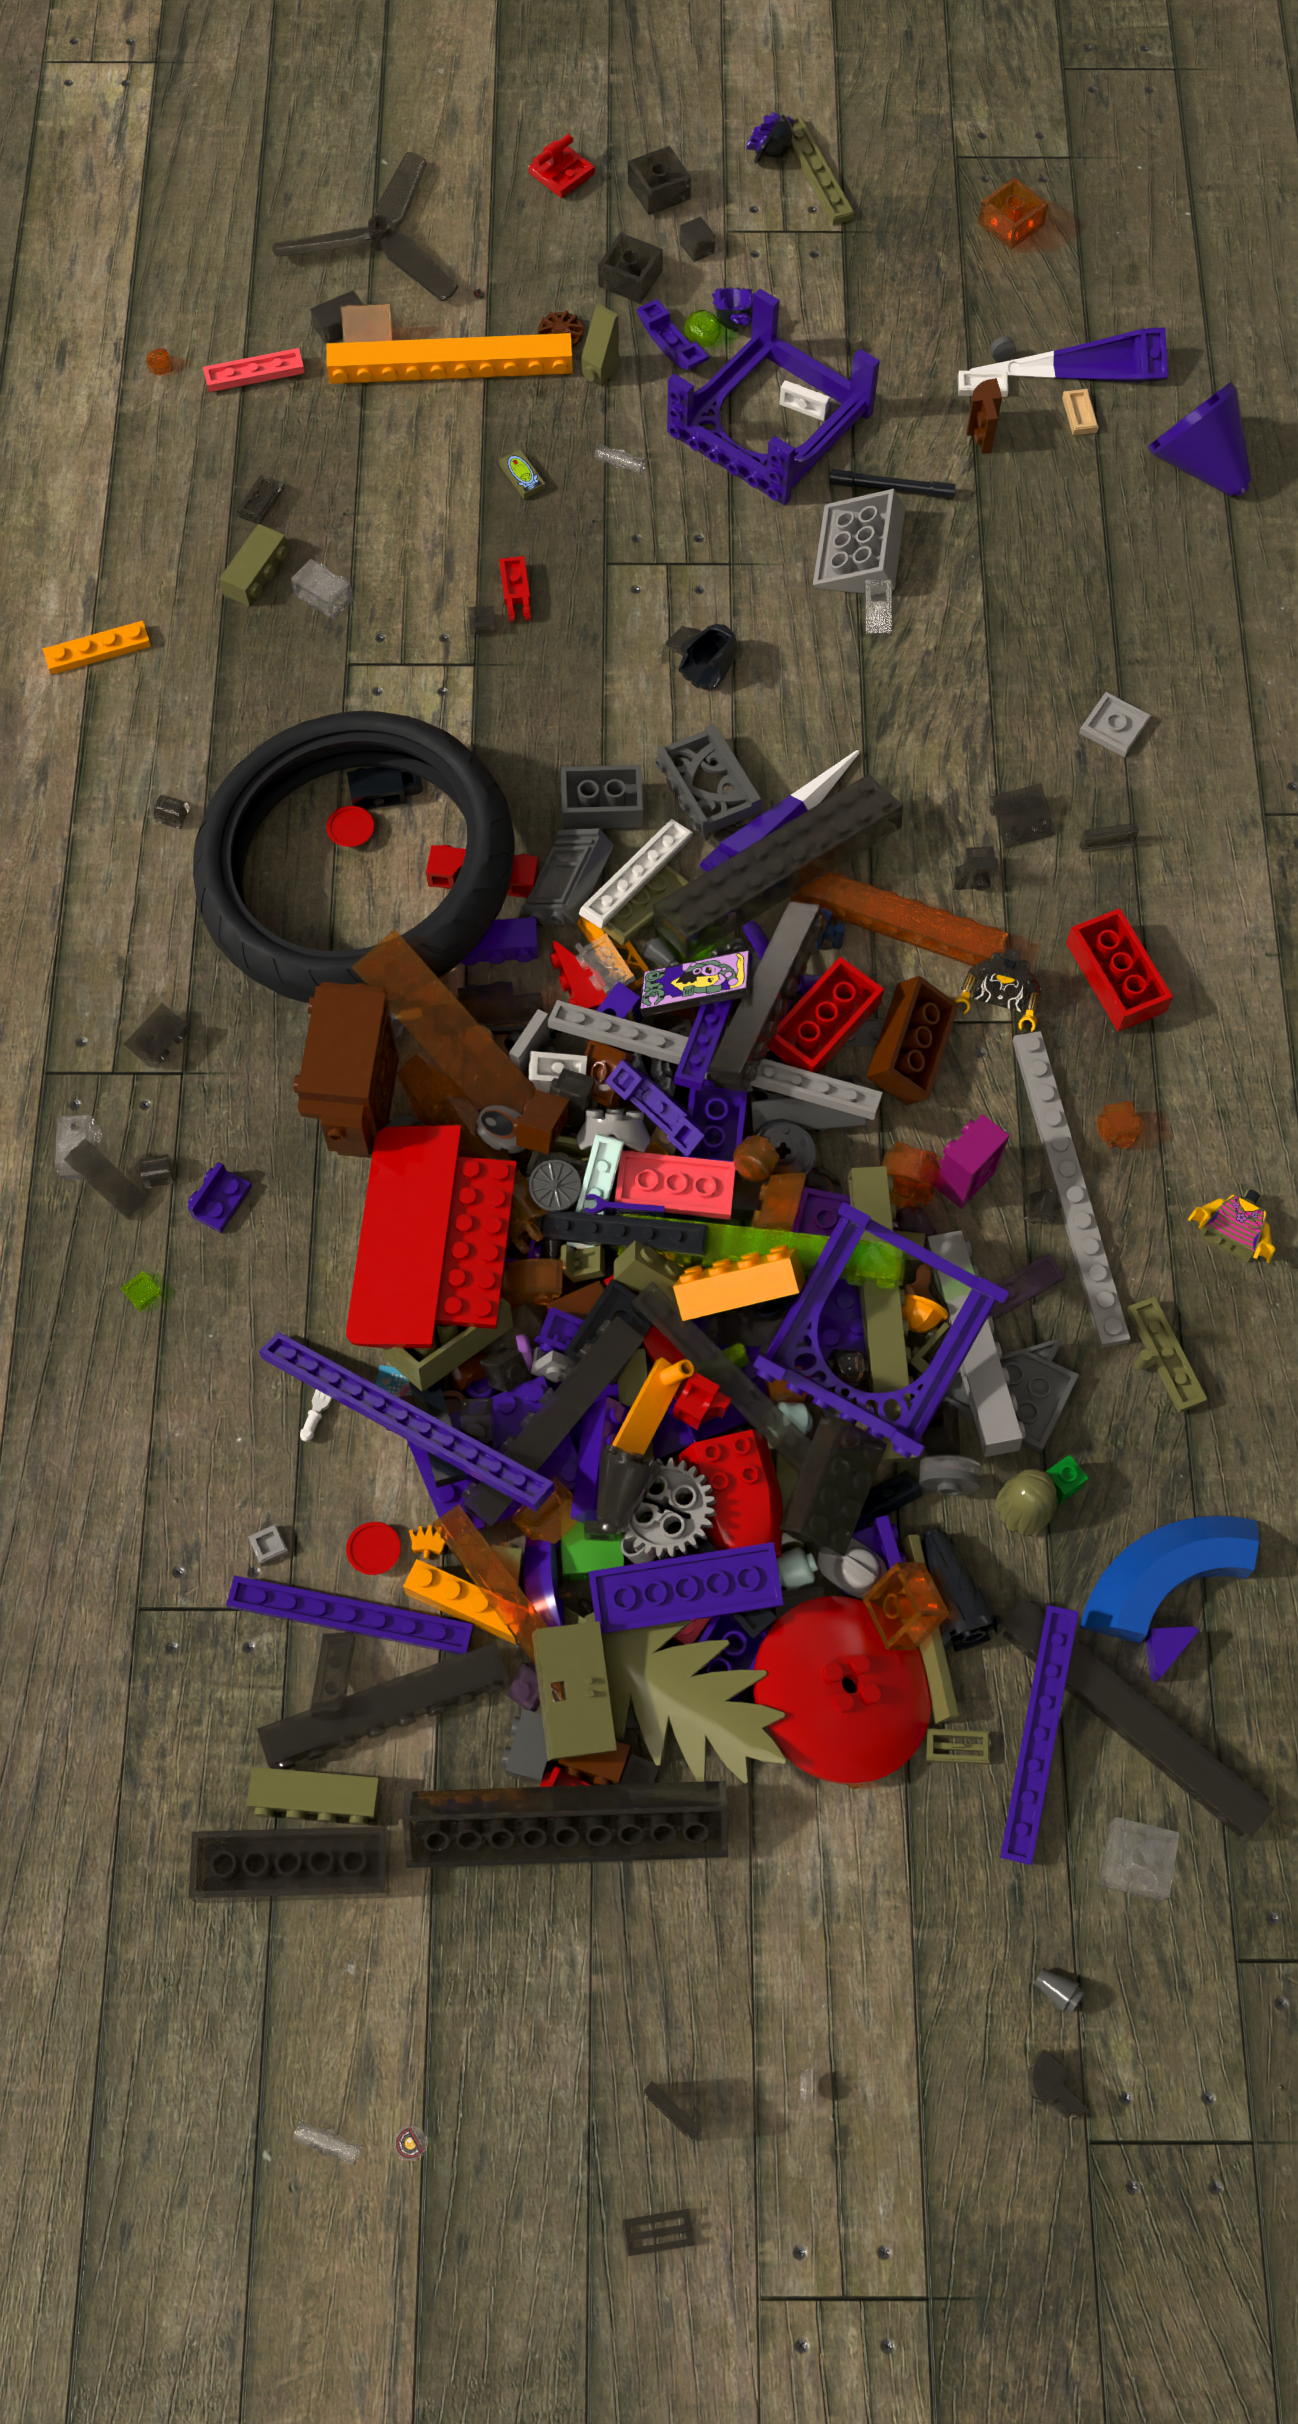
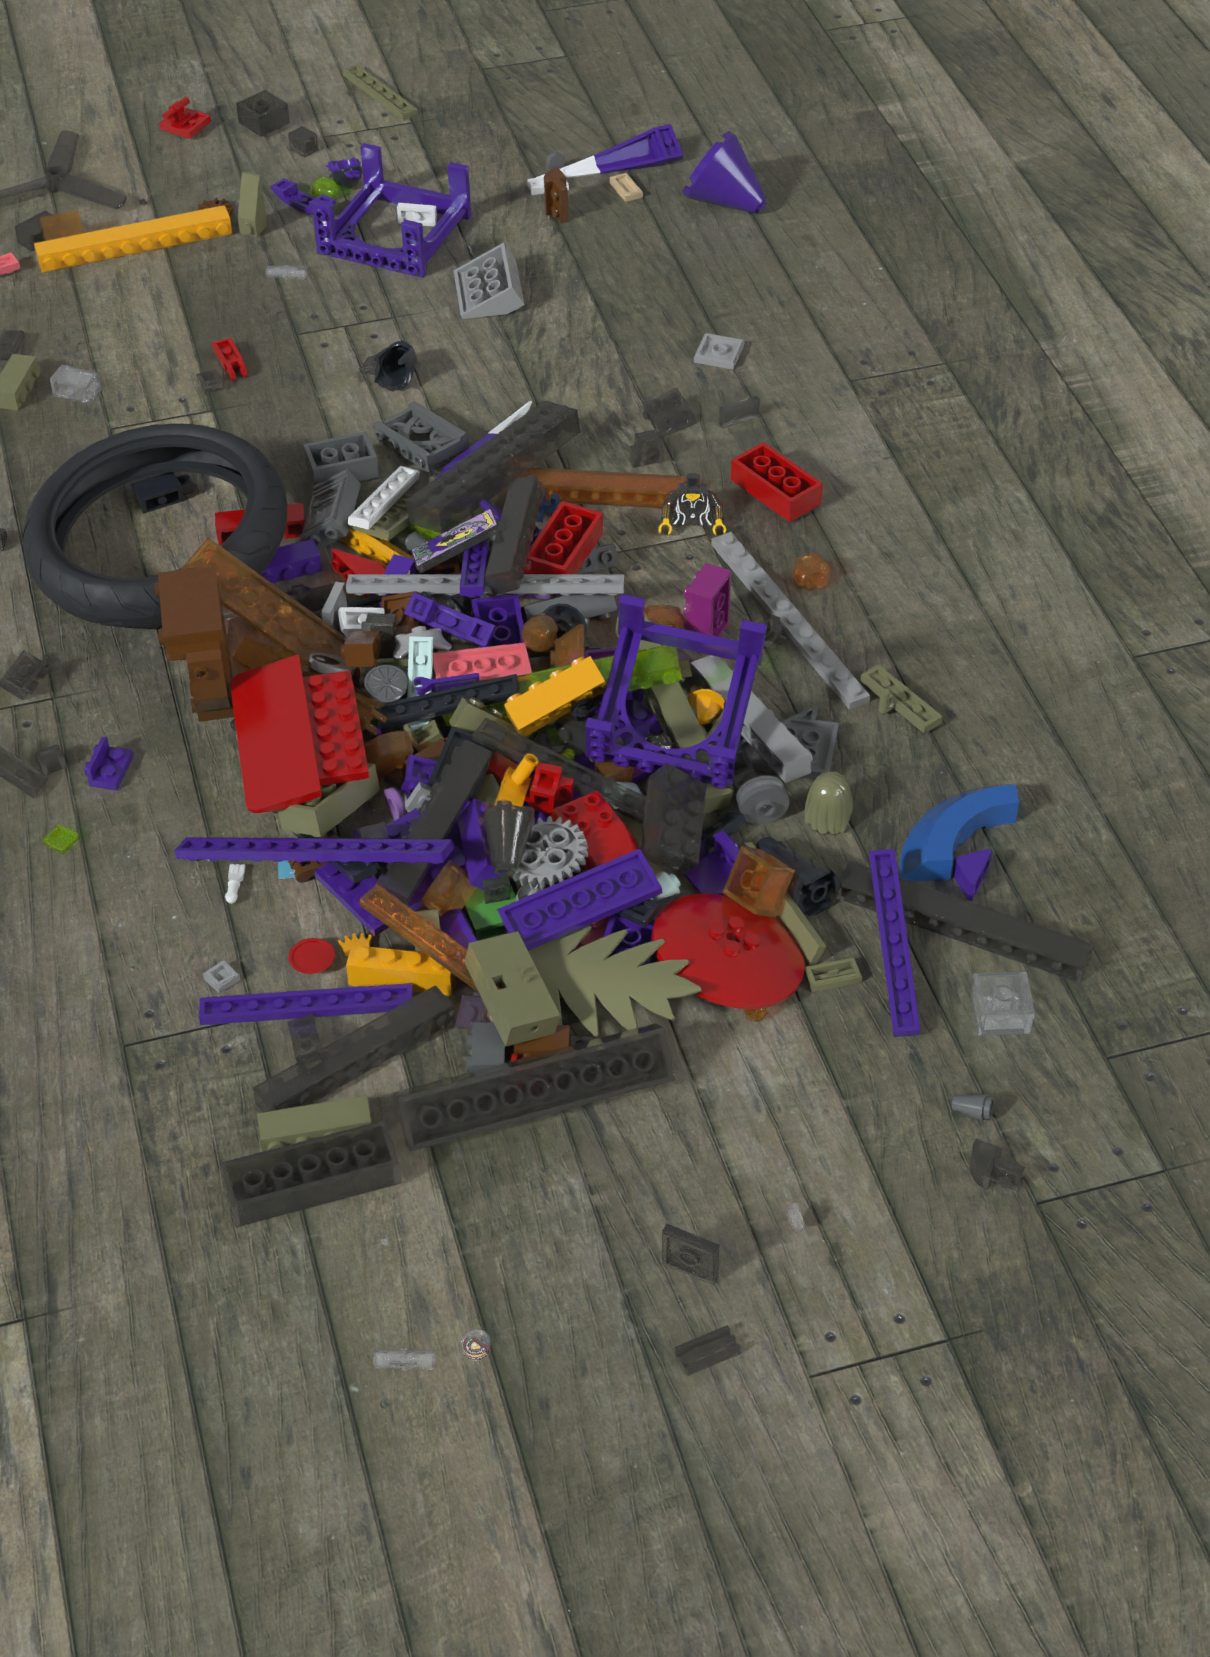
camera: 15 degrees left, 20 degrees down
(350, 826) = (143, 519): red piece -> none
(467, 1372) = (348, 827): reddish brown tile -> none
(505, 1369) = (386, 810): clear smoke brick -> none
(522, 474) = (212, 294): tile -> none
(604, 964) = (376, 550): clear bracket -> none
(630, 267) = (258, 159): clear smoke brick -> none
(771, 136) = (339, 76): hair -> none
(851, 479) = (533, 246): black piece -> none
(855, 1571) = (706, 877): light grey piece -> none
(877, 606) = (515, 314): clear slope -> none
(912, 1040) = (636, 549): reddish brown brick -> none
(1013, 213) = (535, 87): clear orange brick -> none
(1027, 1284) = (778, 682): tile -> none
(1067, 1478) = (859, 785): green brick -> none
(1236, 1226) = (922, 611): torso -> none

